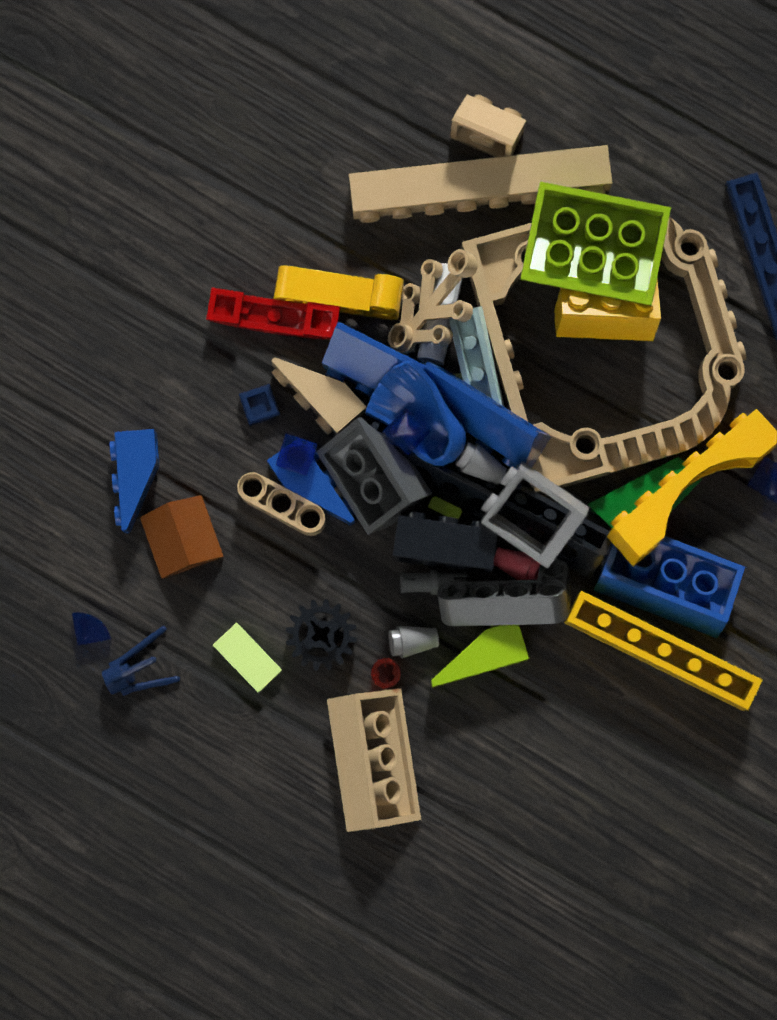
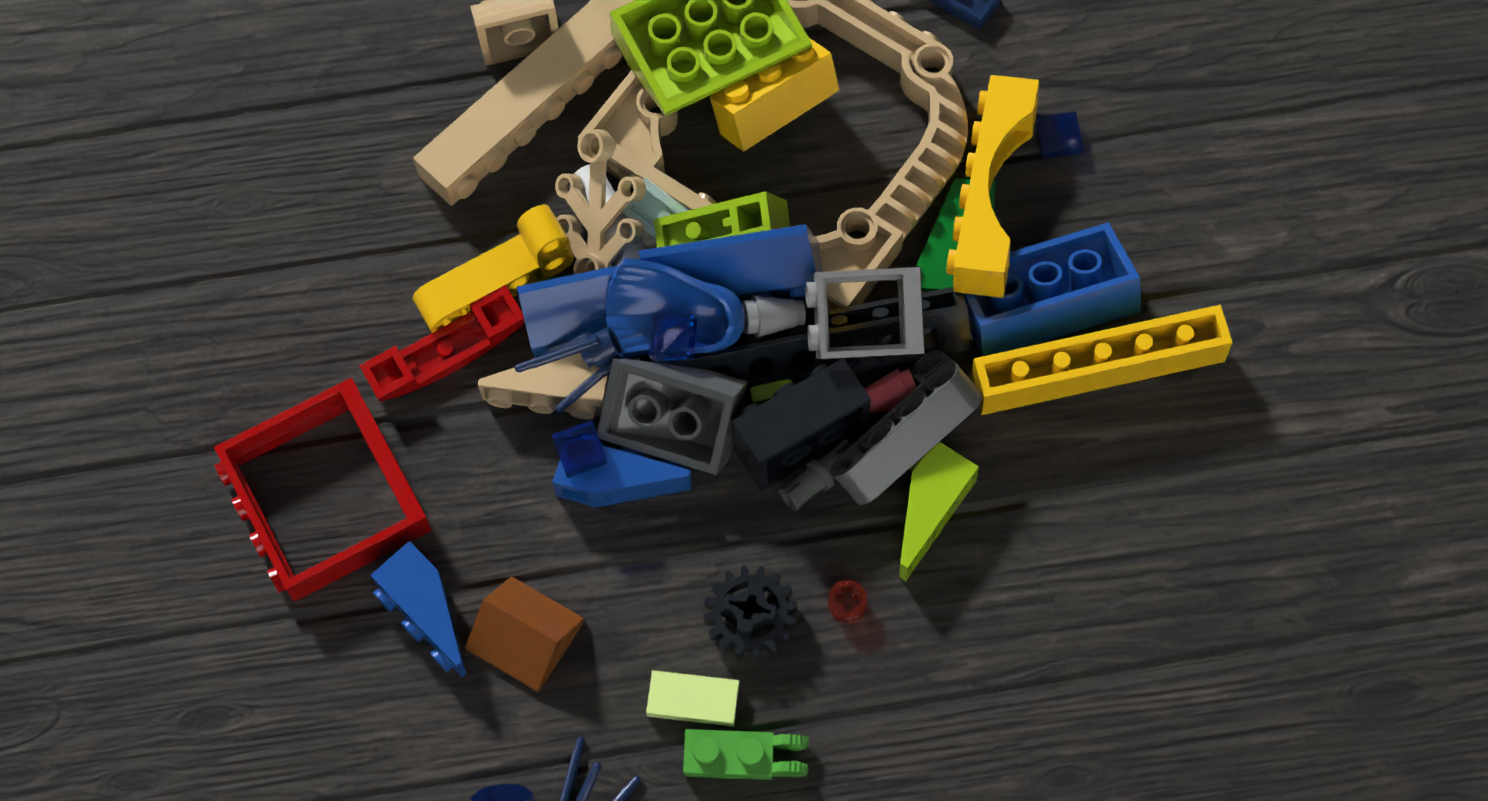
camera: 35 degrees left, 15 degrees down
(79, 324) = (288, 426): none -> red window
(246, 713) = (741, 754): none -> bright green hinge
(259, 404) = (500, 444): dark blue tile -> none
(270, 492) = (582, 509): tan beam -> none
(357, 402) = (596, 350): none -> dark blue plant
(373, 759) = (908, 694): tan slope -> none
(412, 640) = (846, 547): light grey cone -> none
(497, 382) = (723, 219): none -> lime slope

